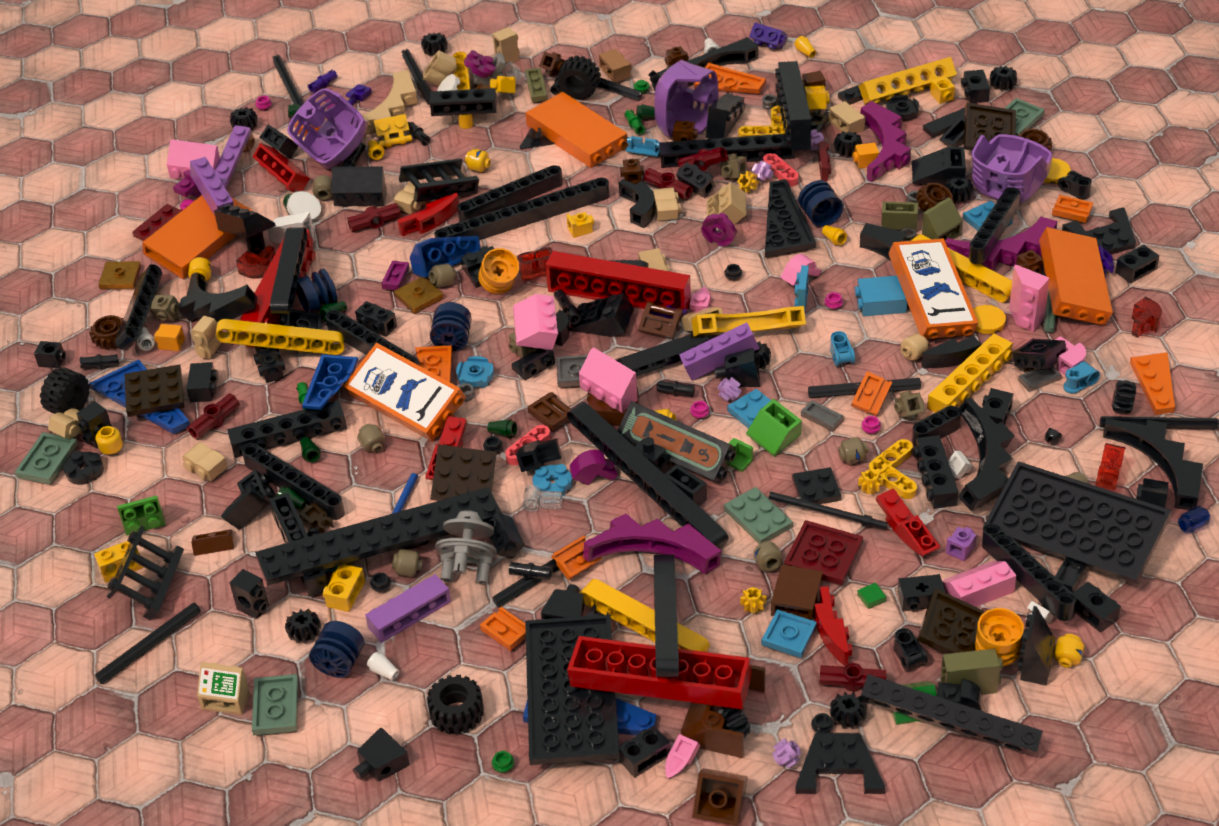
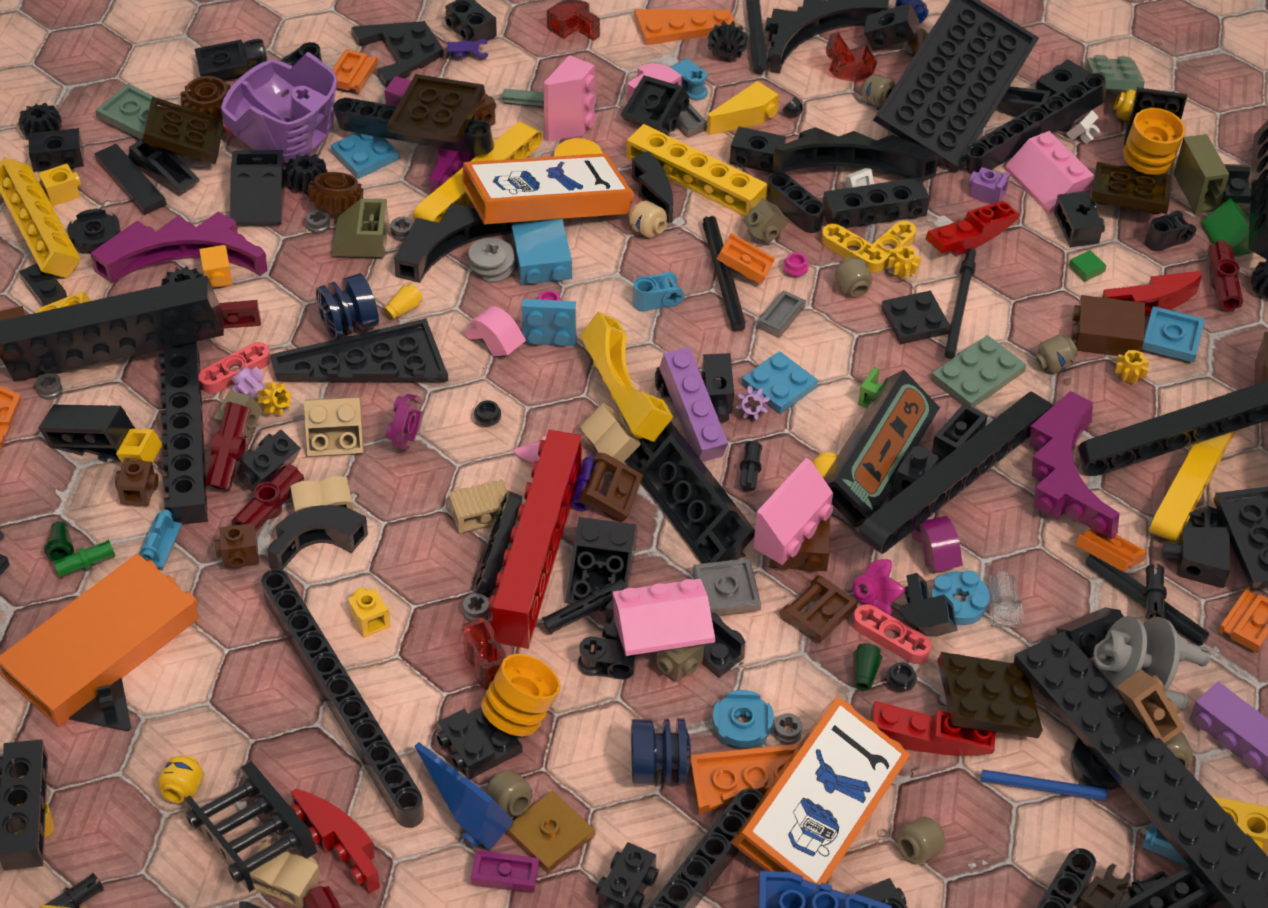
camera: 100 degrees left, 5 degrees up
(380, 582) = (1212, 782): black plate -> none
(423, 534) = (1151, 706): none -> medium nougat brick
(511, 193) = (240, 666): black beam -> none
(560, 433) = (880, 587): none -> dark pink plate
(676, 101) = (72, 465): medium lavender piece -> none
(699, 409) = (790, 438): dark pink plate -> none
(709, 131) = (140, 445): none -> yellow brick
(769, 130) = (123, 378): yellow beam -> none
(774, 427) = (827, 350): bright green slope -> none
(825, 551) = (1032, 305): dark red plate -> none
(846, 118) = (118, 281): tan brick -> none
(874, 268) = (492, 259): none -> light grey piece
(942, 221) = (396, 186): olive slope -> none
(994, 222) = (436, 108): none -> dark brown plate
(1046, 408) = (744, 110): none -> yellow slope
(1075, 276) = (505, 63): orange brick -> none
(1077, 151) = (230, 58): none -> black plate
(1108, 641) = (1119, 72): none -> sand green plate

